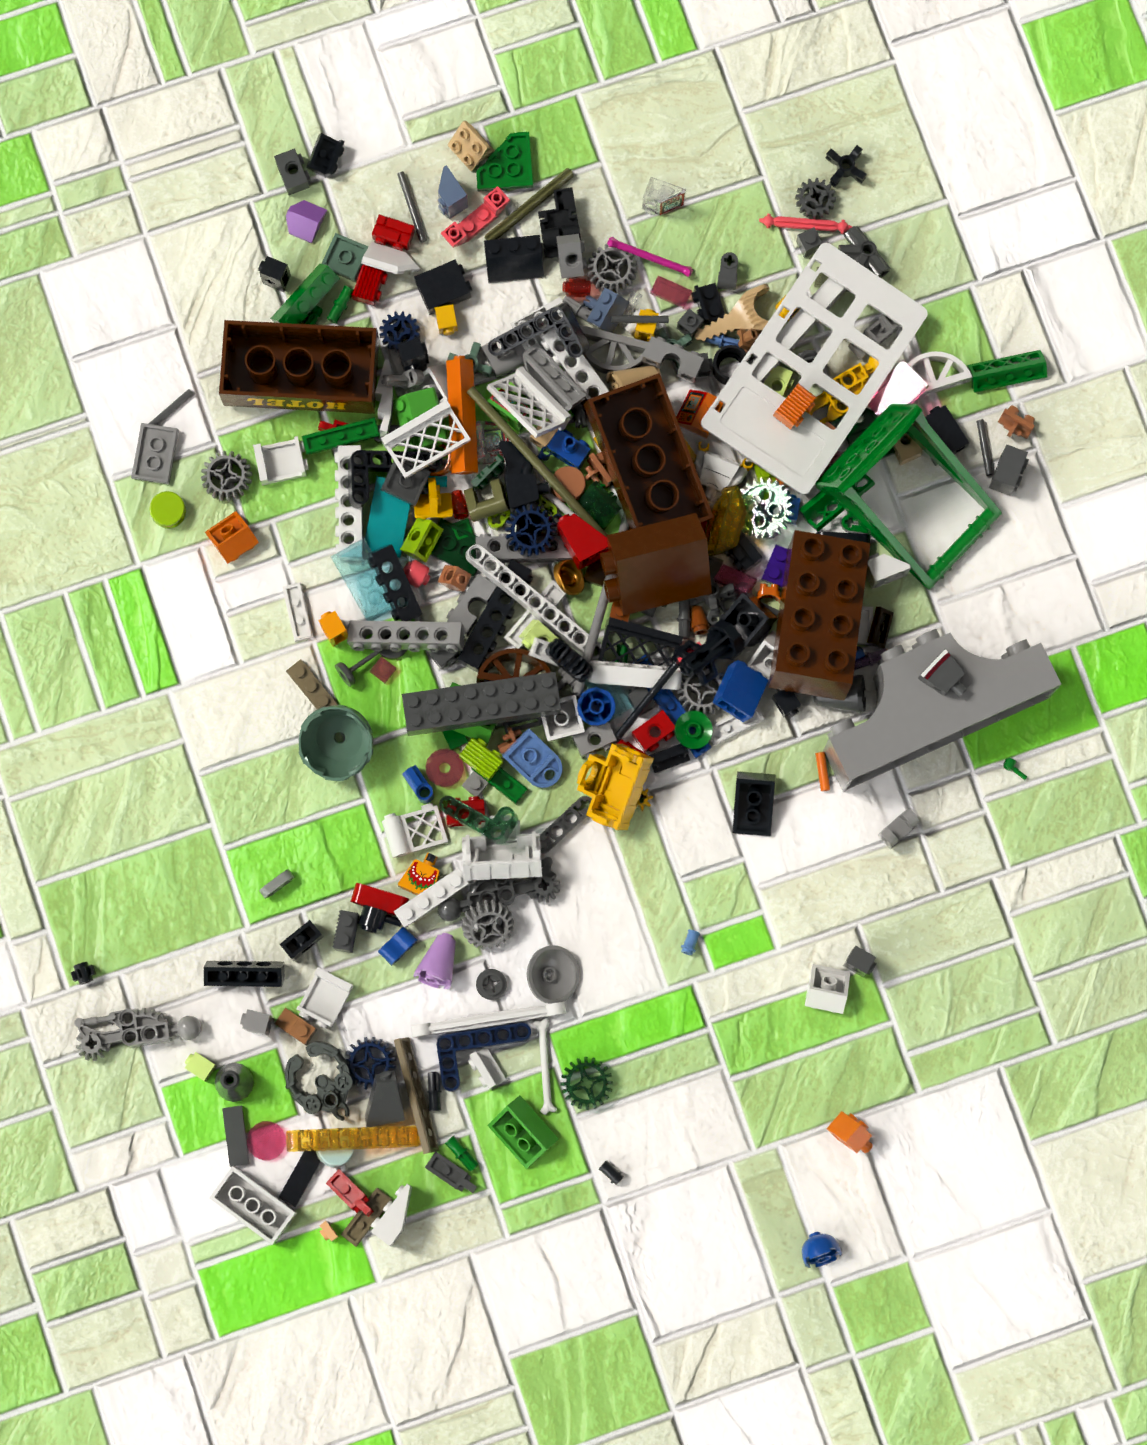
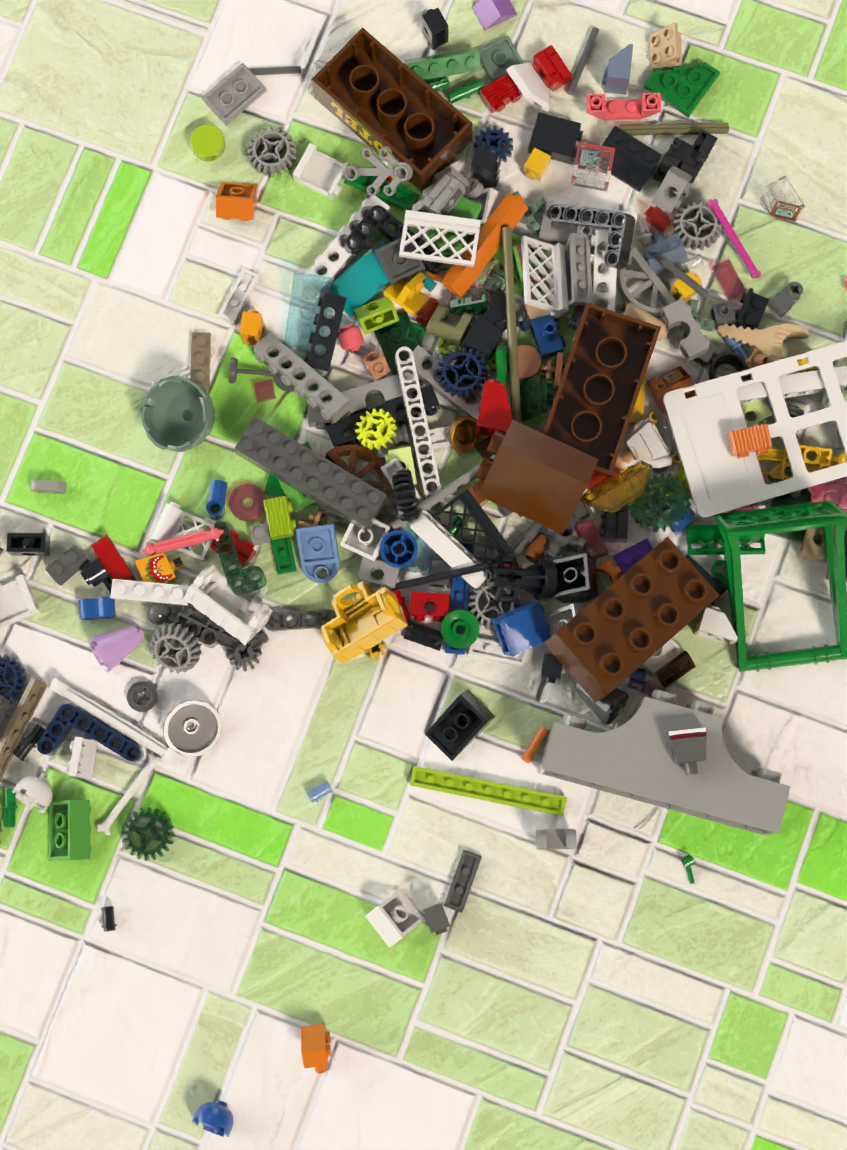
camera: 45 degrees right, 0 degrees up
(333, 422) = (381, 171): none -> light grey plant
(399, 403) = (443, 196): none -> light grey brick
(424, 837) = (183, 541): none -> coral wheel
(472, 1125) = (34, 792): none -> white cylinder
(492, 286) = (592, 166): none -> clear slope
(503, 621) = (384, 429): none -> neon yellow gear
(520, 618) = (401, 435): none -> dark grey wheel
(554, 499) = (501, 364): none -> green tile
(817, 835) = (488, 791): none -> lime plate
(854, 919) = (462, 881): none -> dark grey tile

